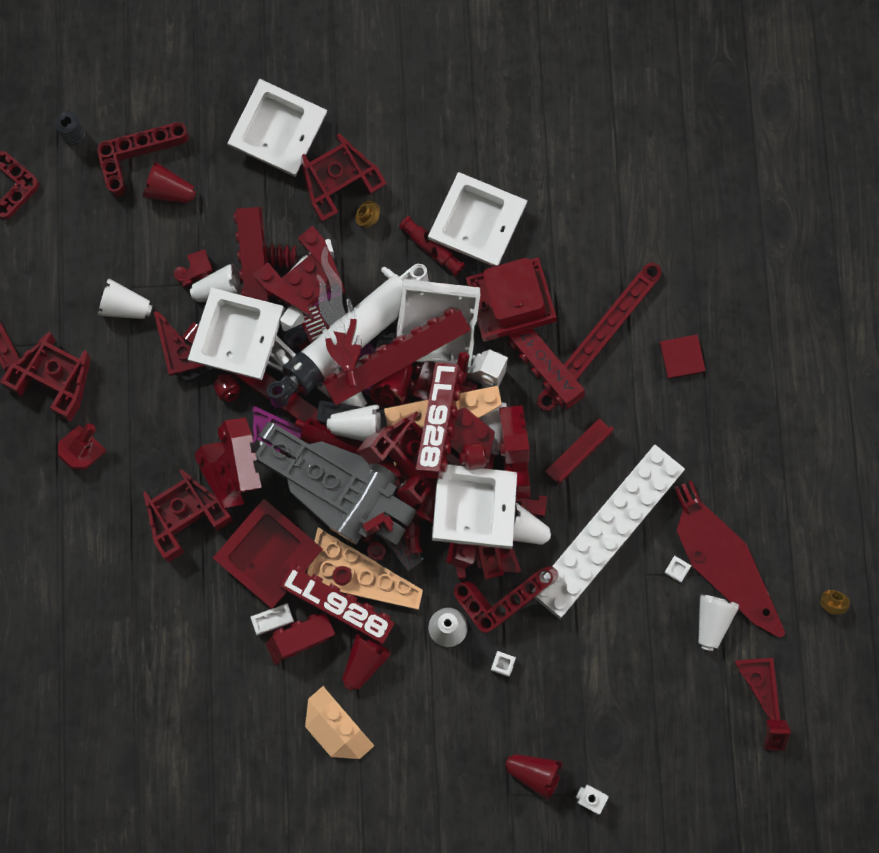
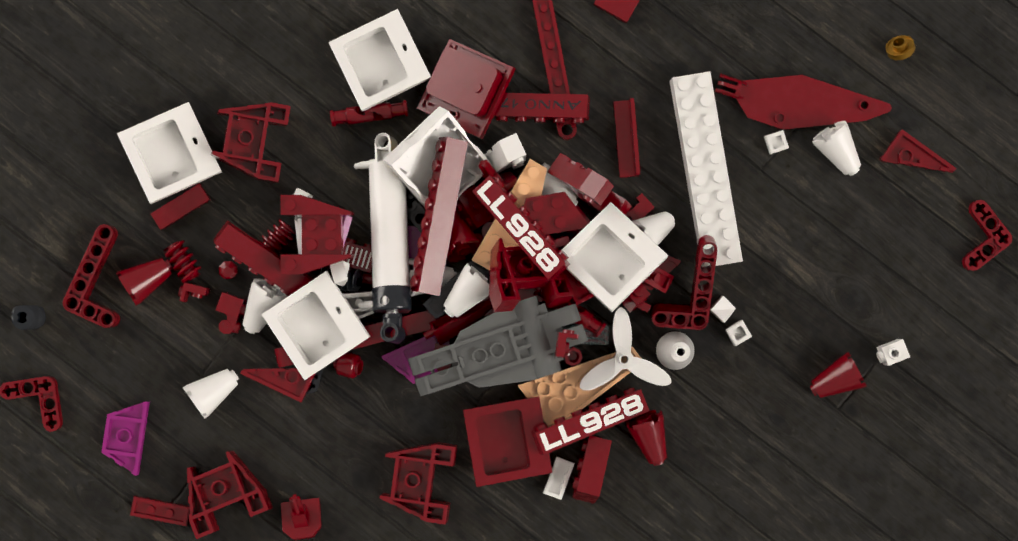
camera: 55 degrees left, 10 degrees up
(37, 270) = (125, 436): none -> magenta wing
(187, 226) = (197, 291): none -> dark red bracket
(202, 203) = (182, 261): none -> dark red piece
(225, 242) = (228, 270): none -> dark red tile
(230, 463) = (416, 415): dark red wedge -> none
(244, 169) = (180, 206): none -> dark red tile
(334, 727) = (679, 498): light nougat wedge -> none
(342, 575) = (571, 398): dark red plate -> none
(344, 328) = (382, 239): piece -> none
(367, 214) = (301, 141): pearl gold plate -> none
(419, 577) = (610, 368): none -> white piece
(474, 456) = (572, 224): dark red head -> none
(511, 636) = (722, 309): none -> white slope
(749, 807) = (992, 239): none -> dark red beam
(777, 735) = (960, 174): dark red slope -> none

